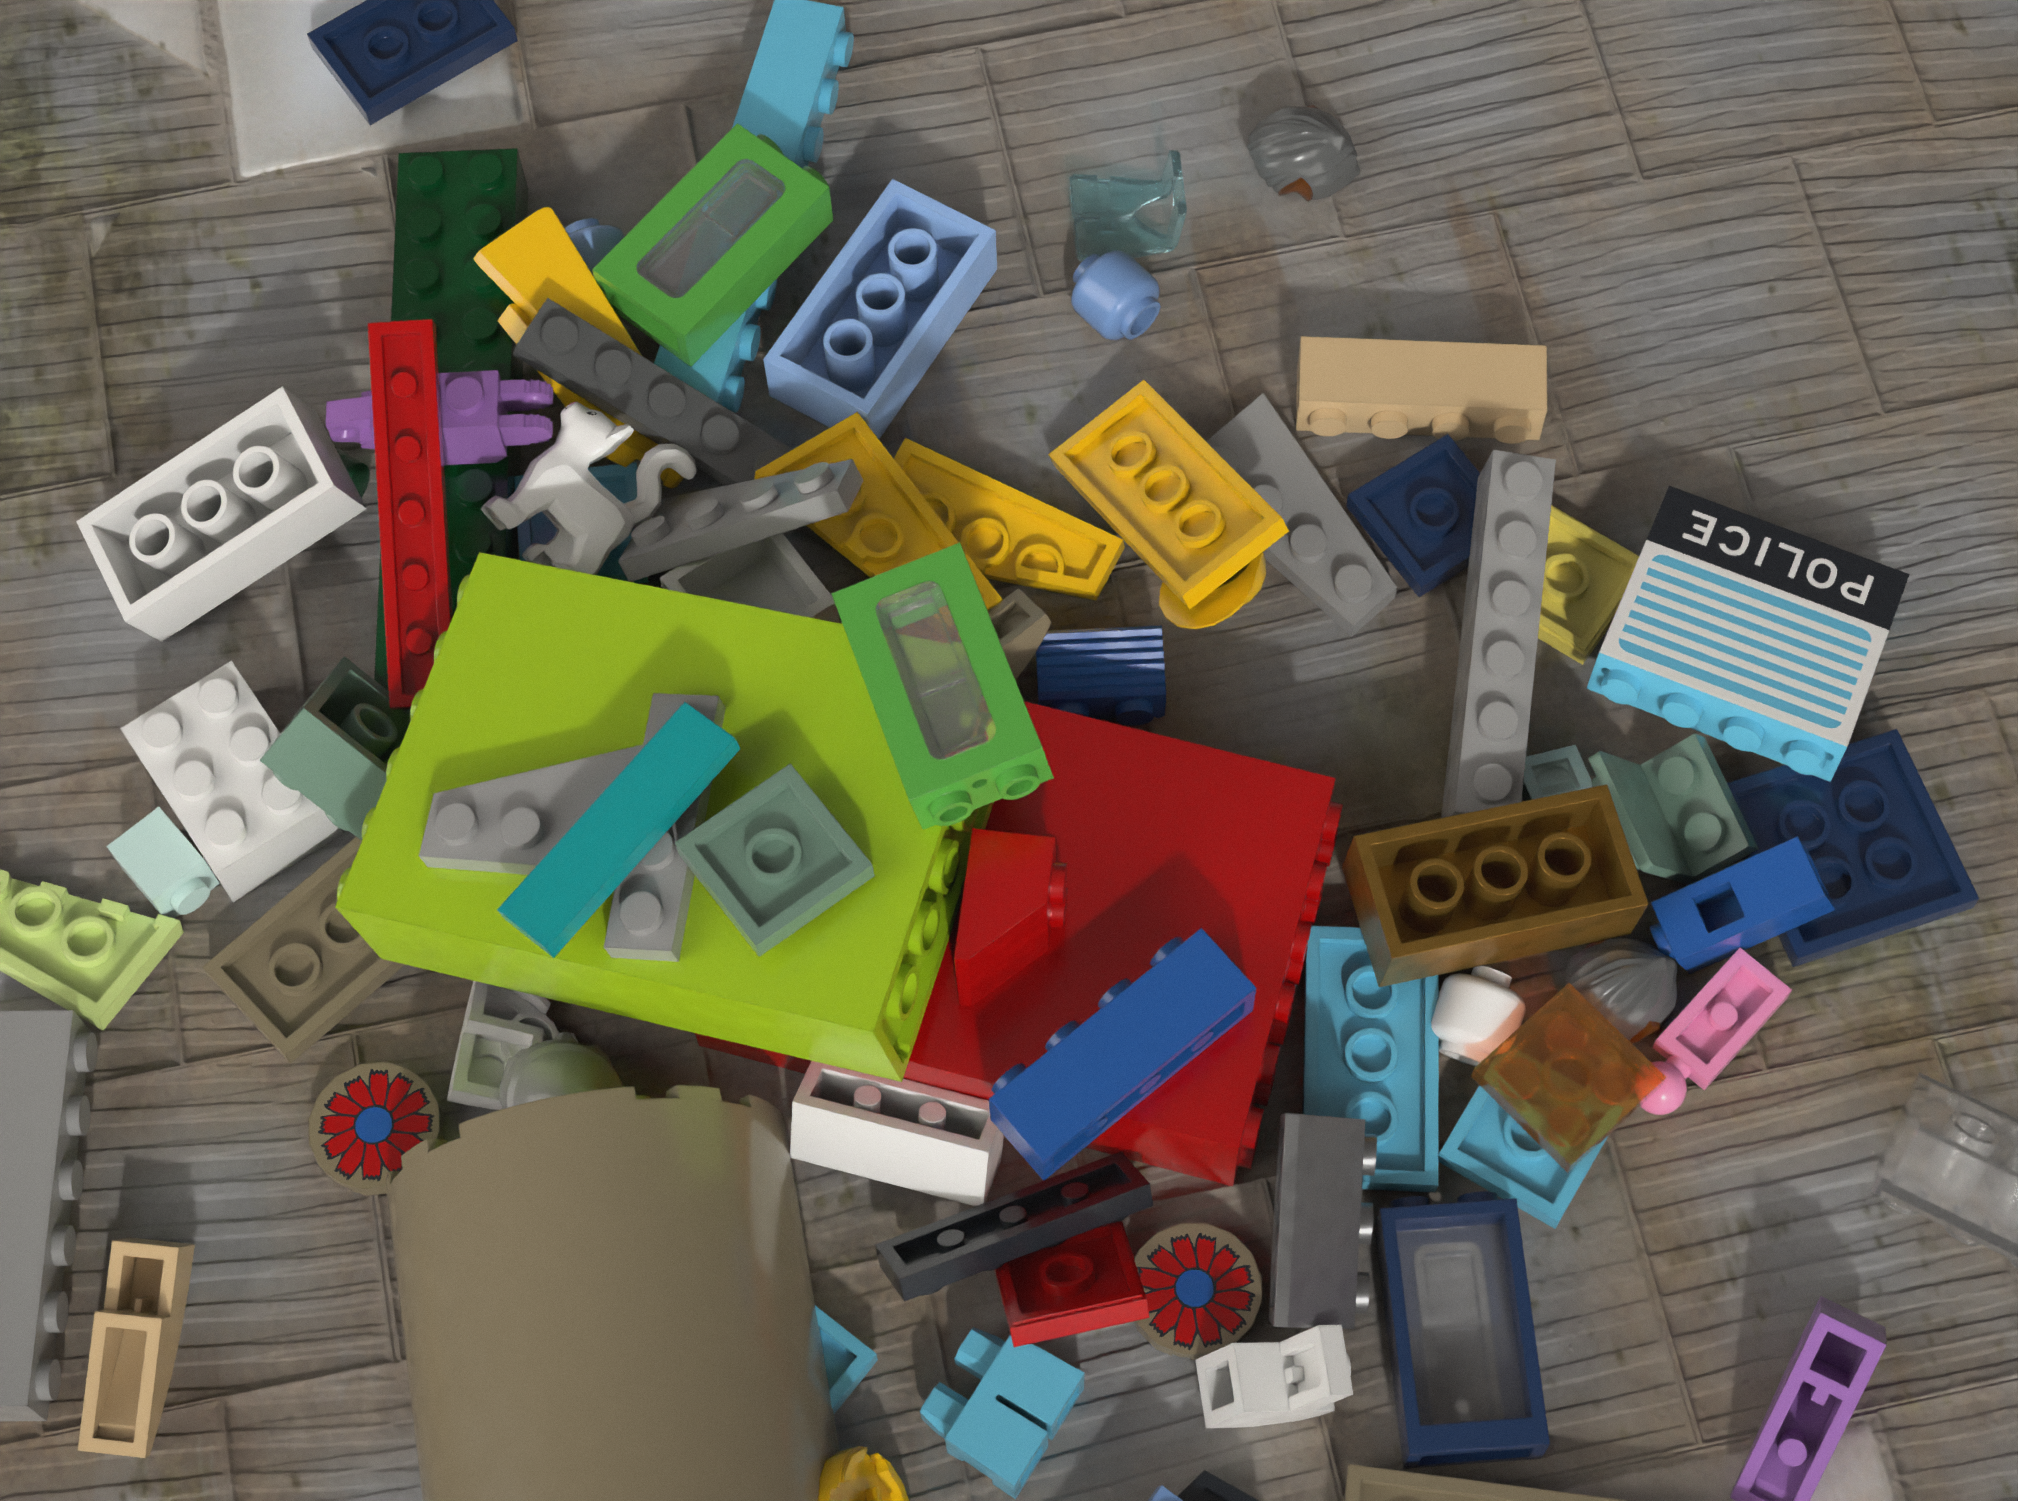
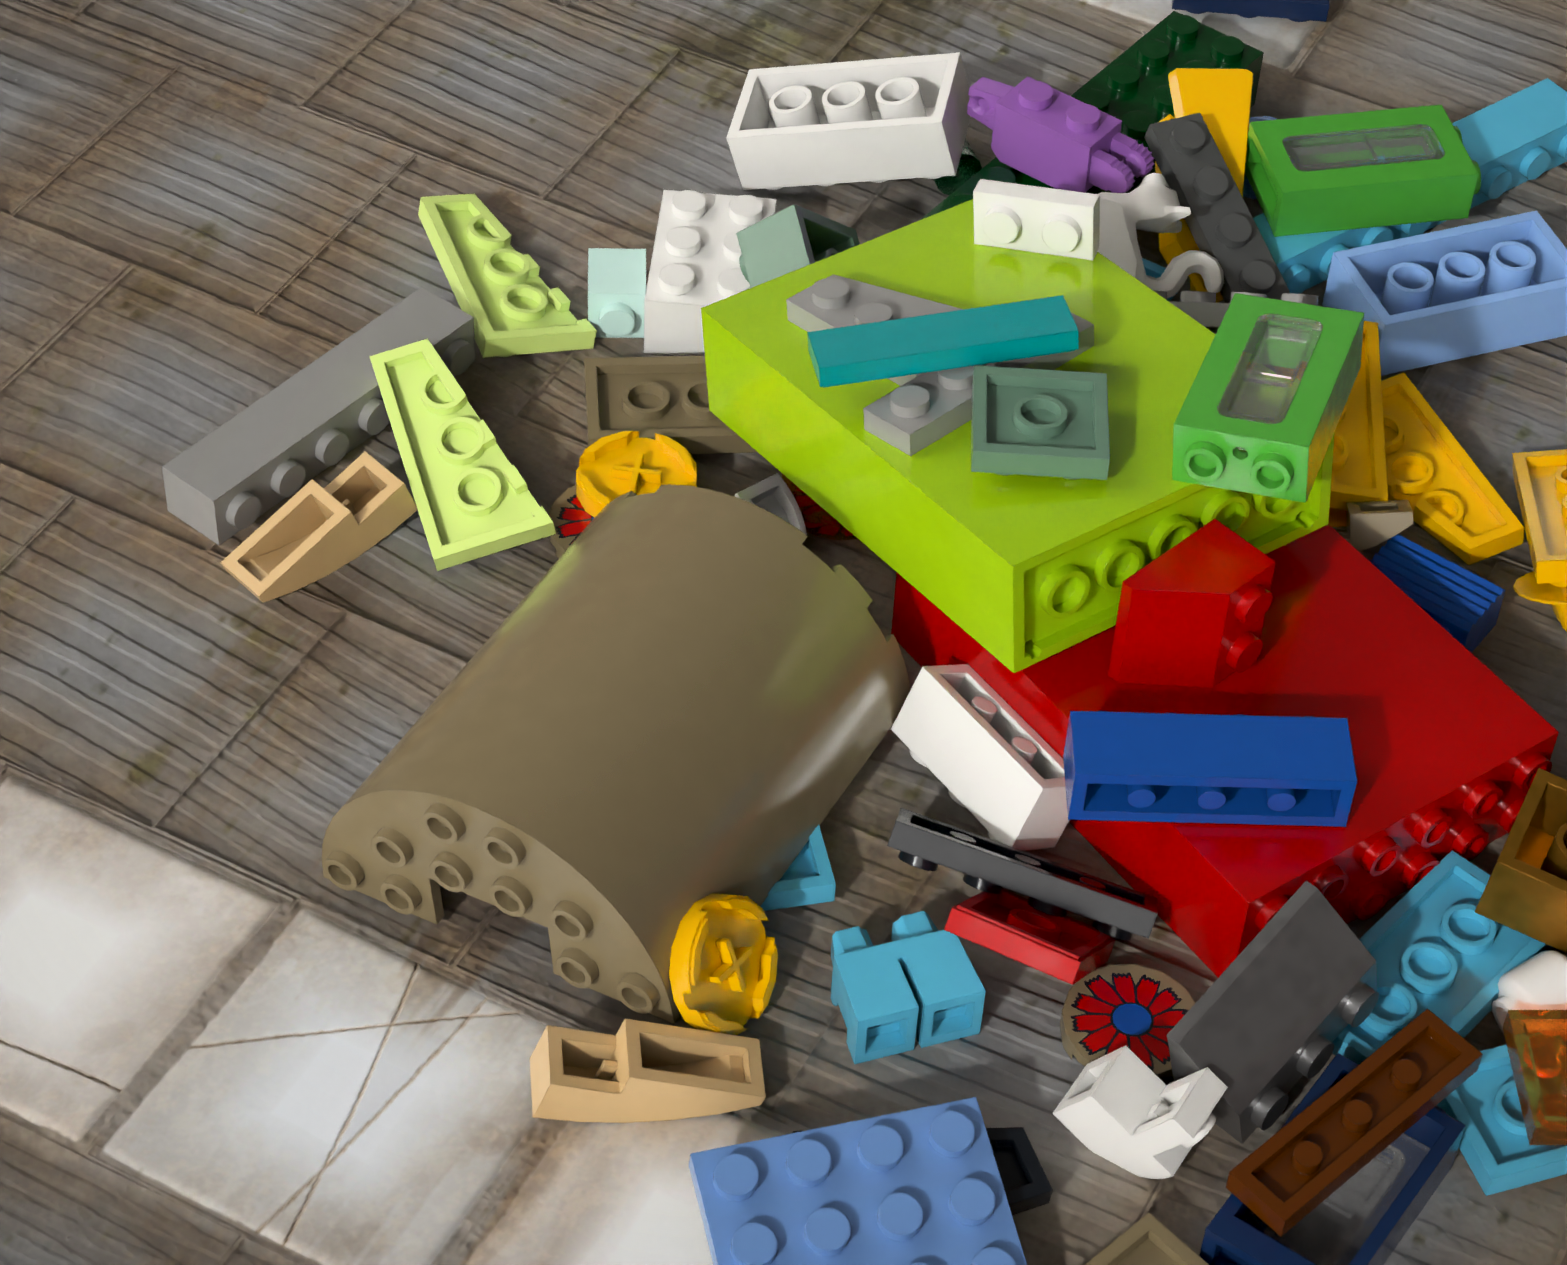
camera: 35 degrees right, 20 degrees down
(201, 1188) = (457, 472): none -> yellowish green wing
(364, 1067) = (629, 464): none -> yellow tile
(410, 500) = (1006, 120): red plate -> none
(562, 596) = (1036, 219): none -> white plate
(1448, 1274) = (1353, 1122): none -> reddish brown plate

